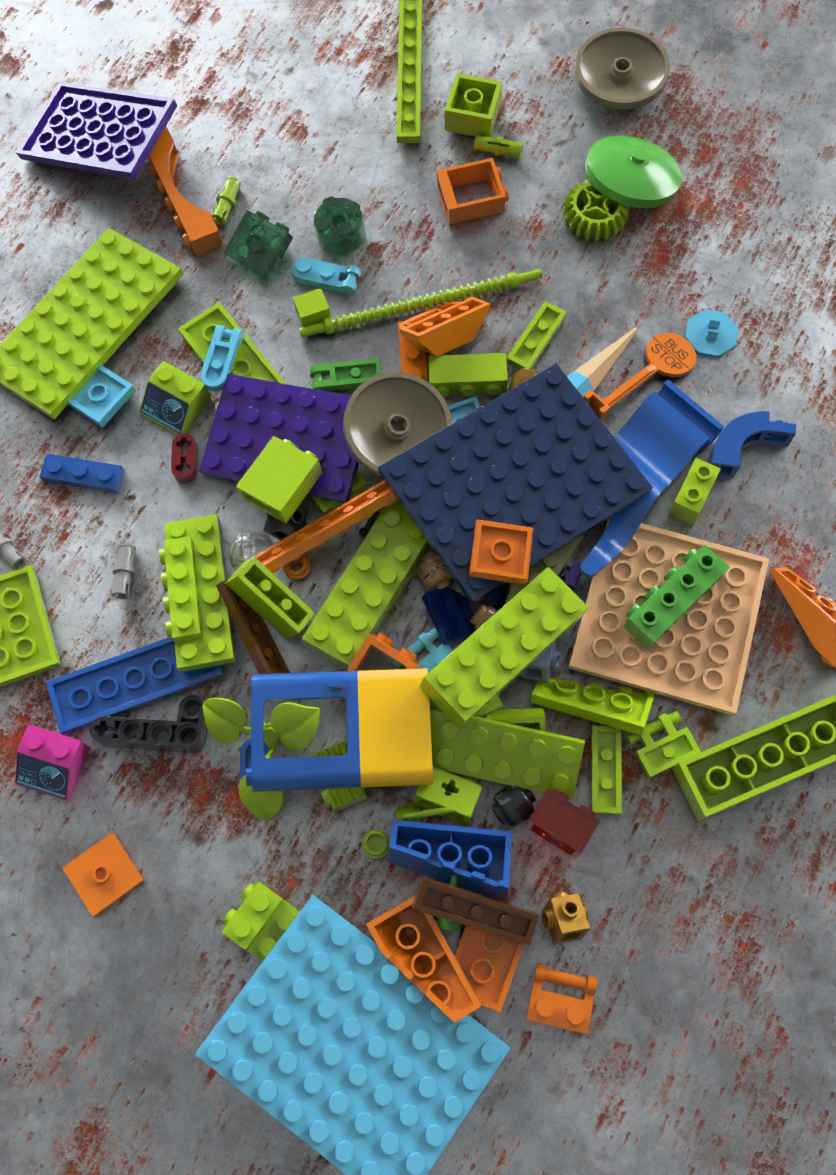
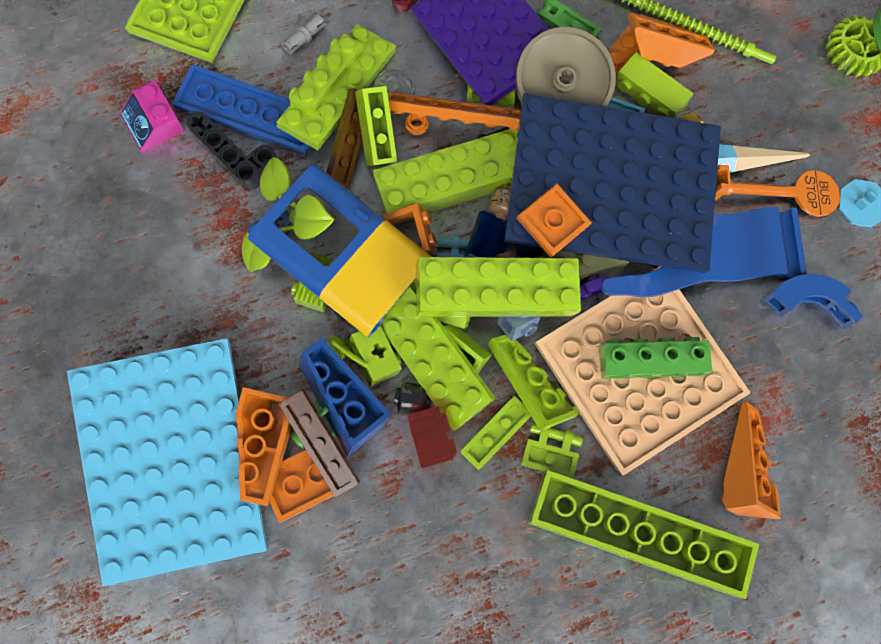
camera: 35 degrees right, 5 degrees up
(103, 874) = (120, 215): orange plate -> none
(259, 920) = (185, 325): lime plate -> none
(280, 478) = (453, 50): lime brick -> none
(282, 530) = (437, 83): black brick -> none
(375, 843) = (300, 343): lime plate -> none
(536, 336) = (728, 101): lime plate -> none
(559, 1009) = (320, 556): orange plate -> none
(565, 918) = (376, 502): pearl gold brick -> none
(694, 491) = (740, 300): lime brick -> none

